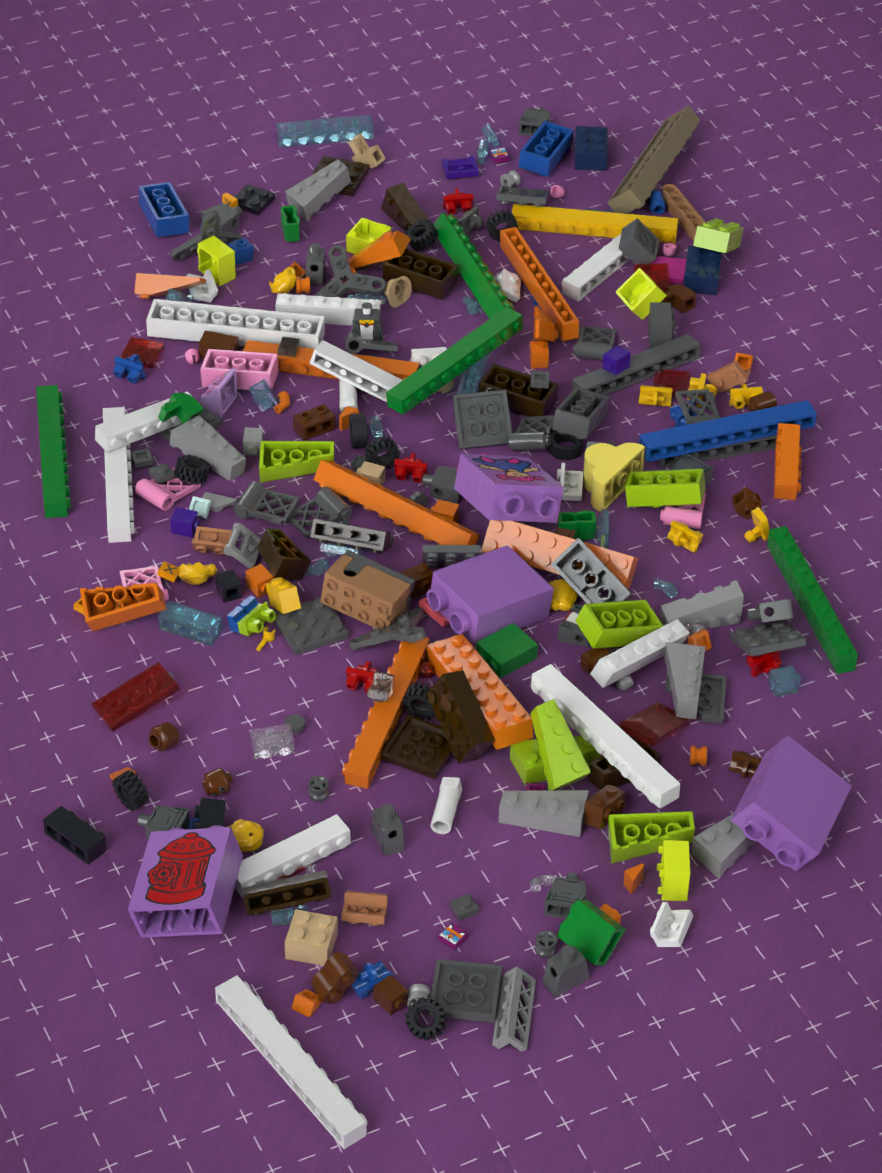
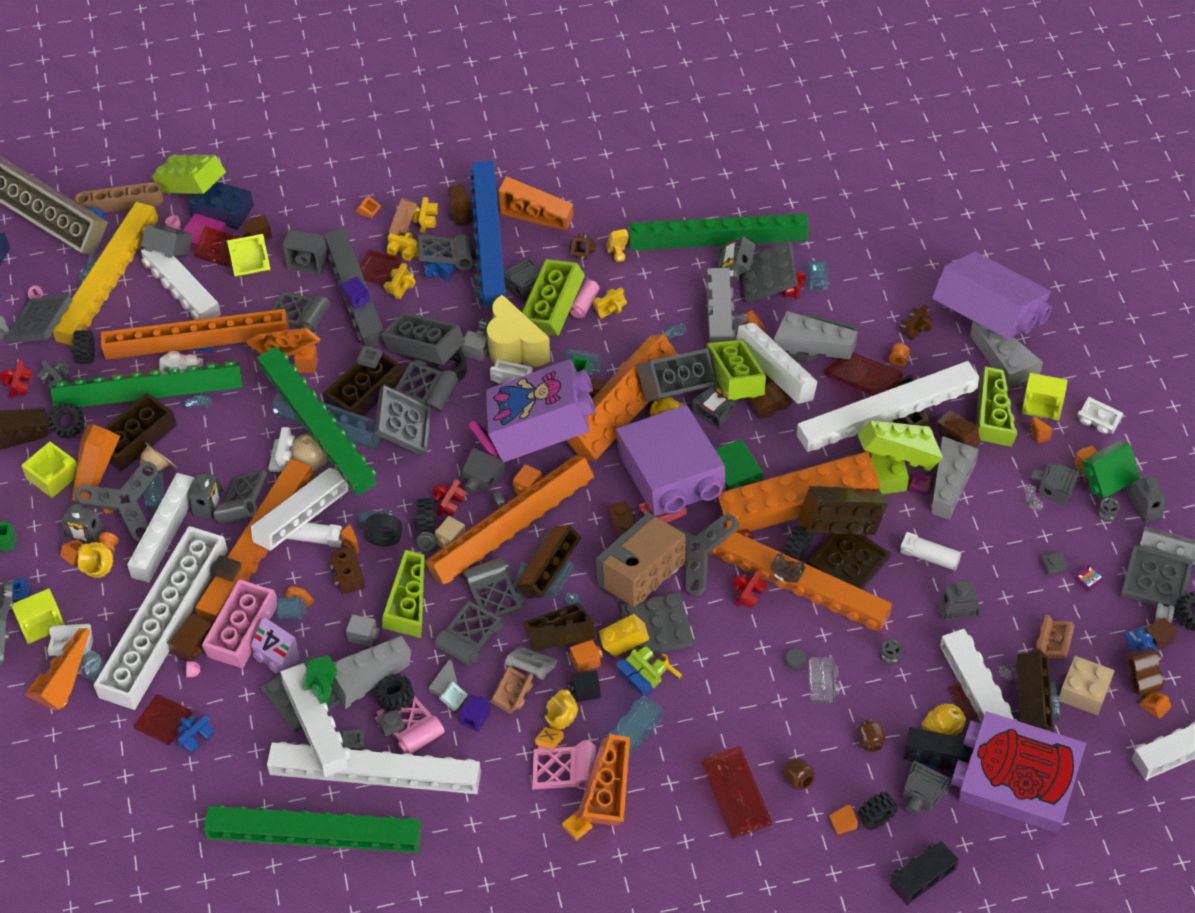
camera: 75 degrees left, 10 degrees up
(448, 554) = (606, 481): dark grey plate -> none

